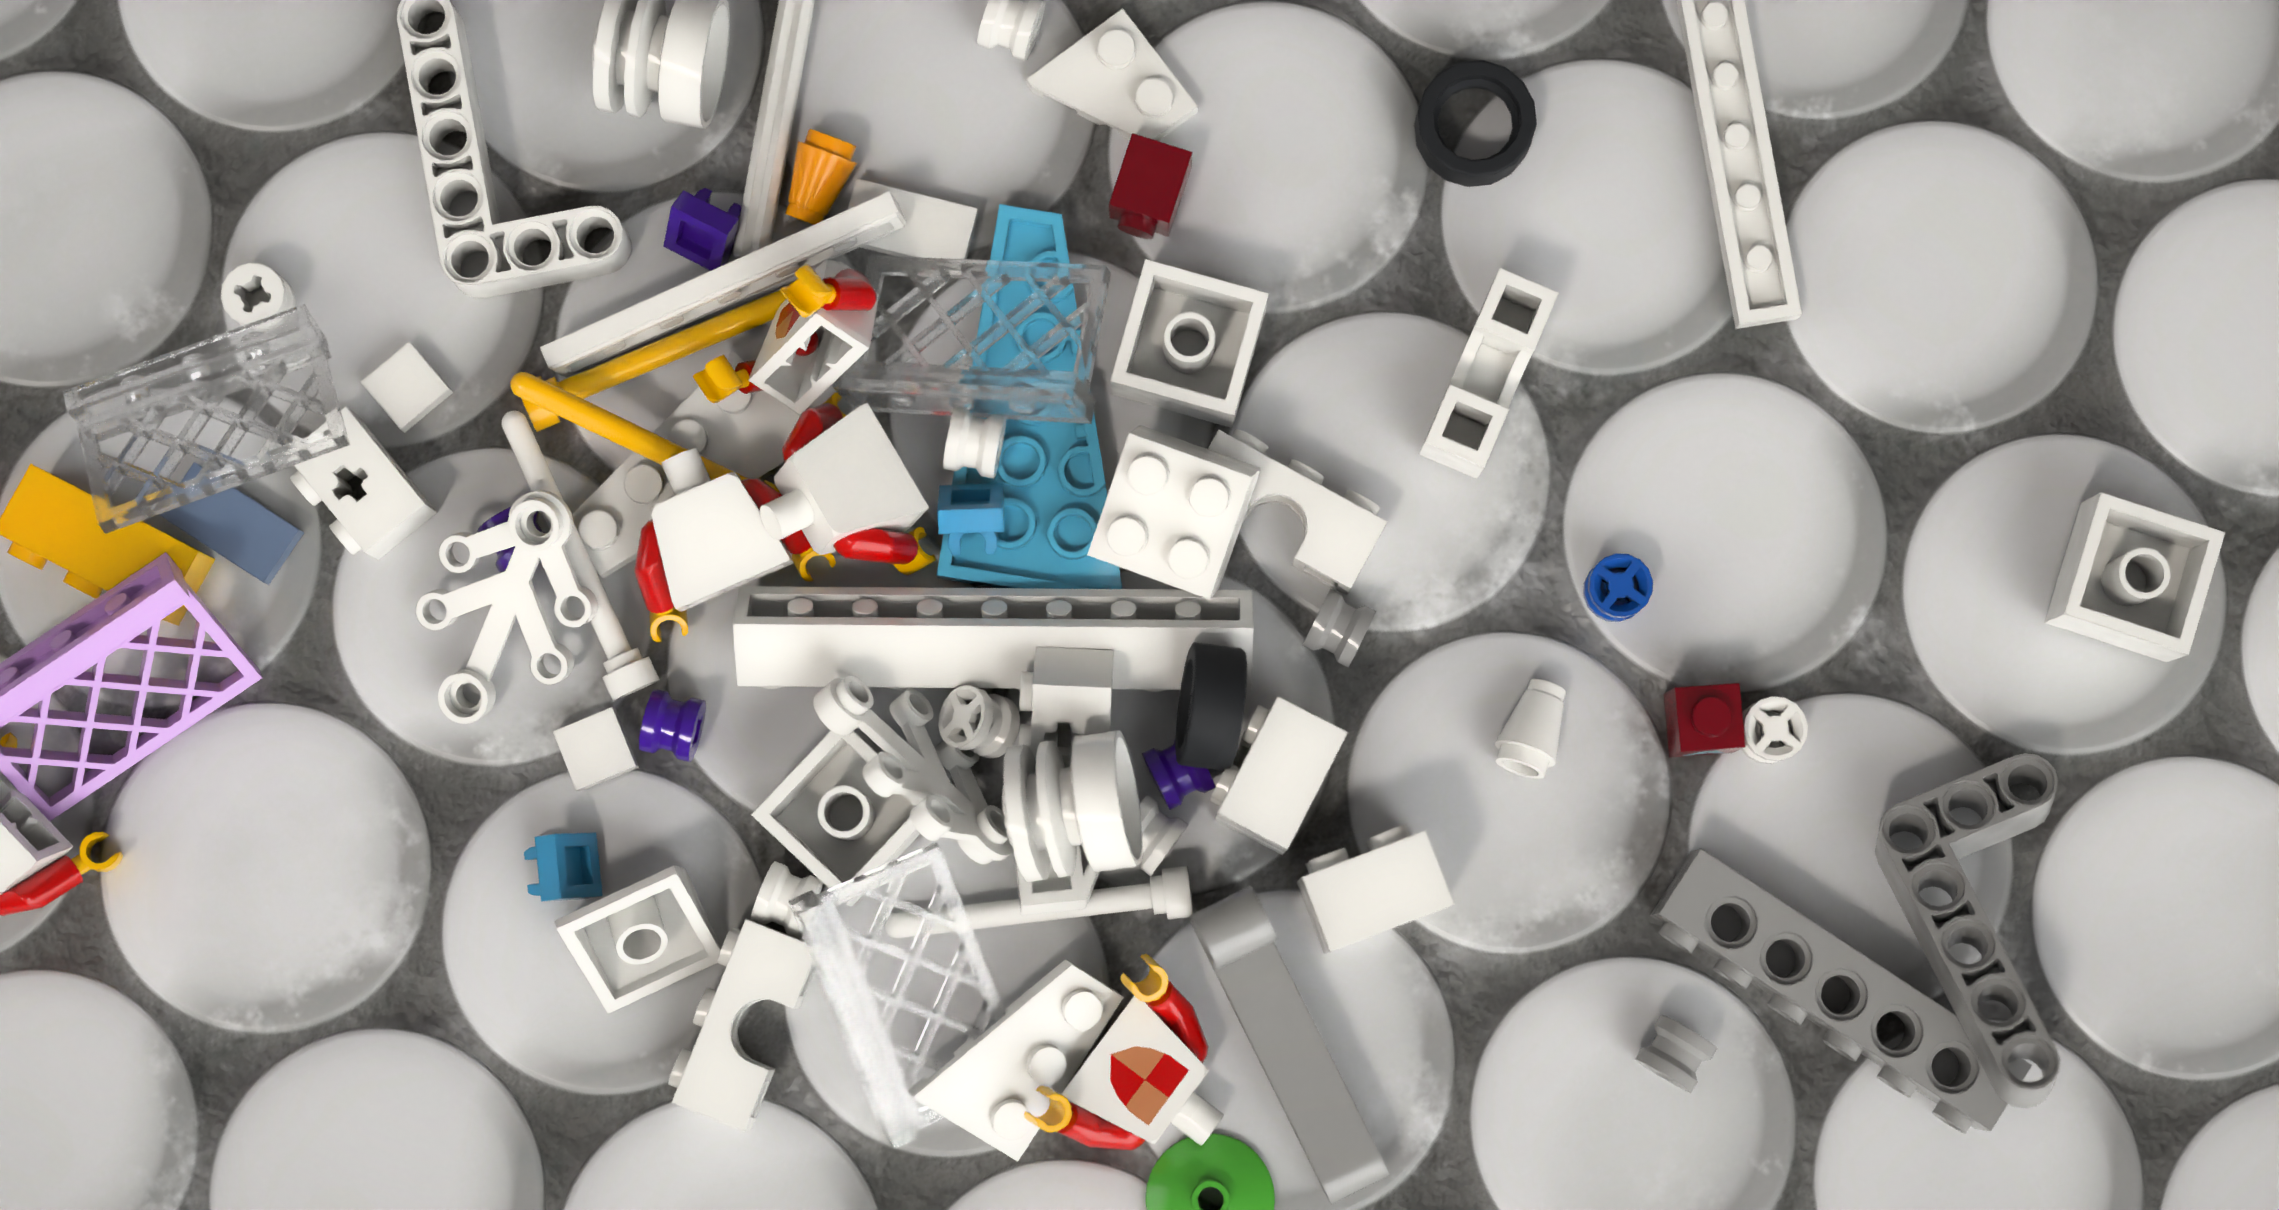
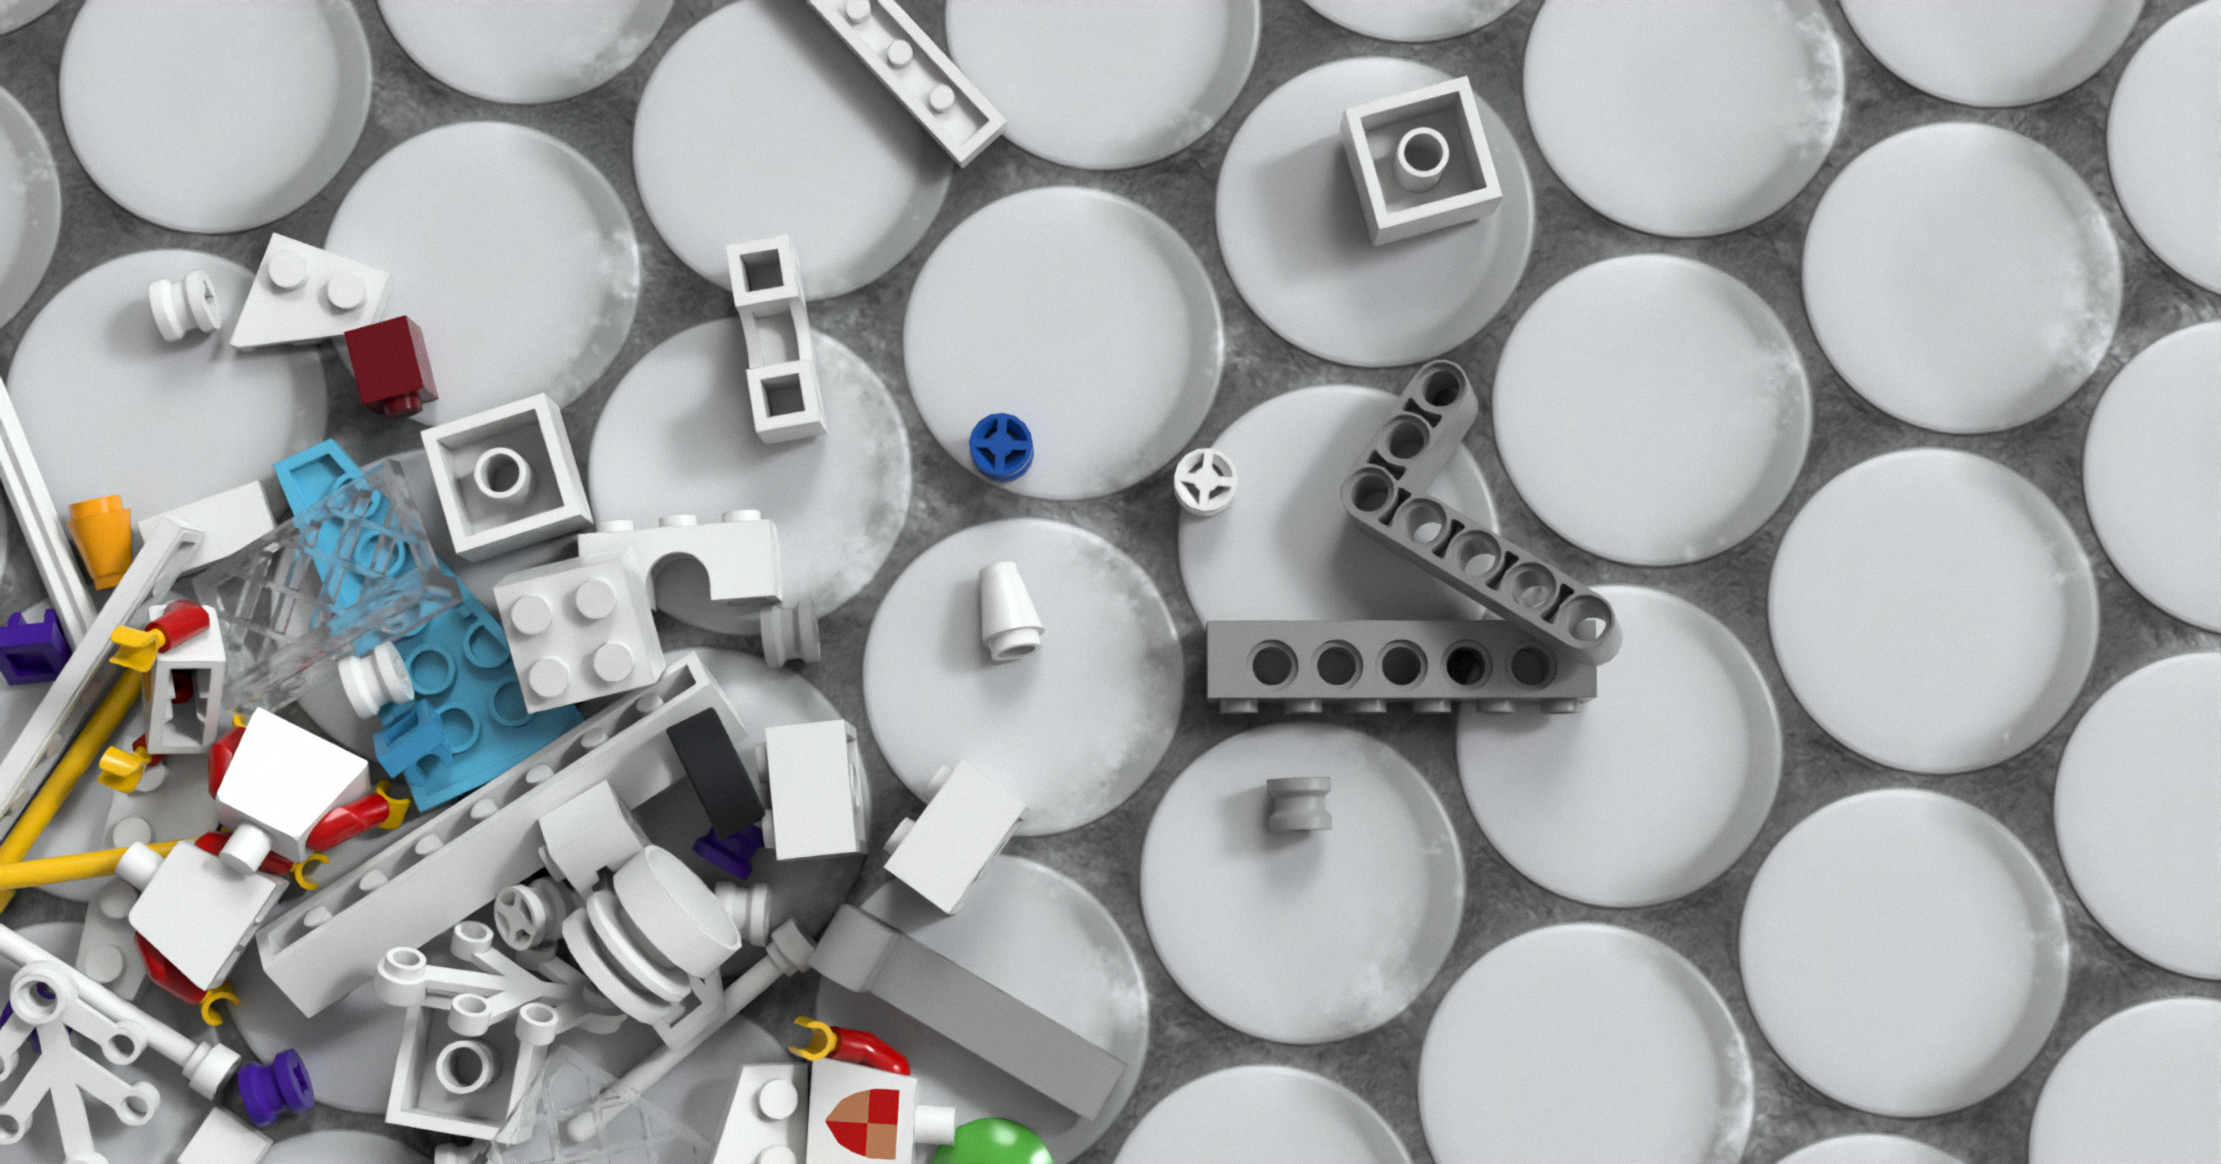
camera: 30 degrees left, 0 degrees up
(1490, 78) = (617, 93): black tyre -> none
(1704, 720) = (1143, 511): dark red brick -> none

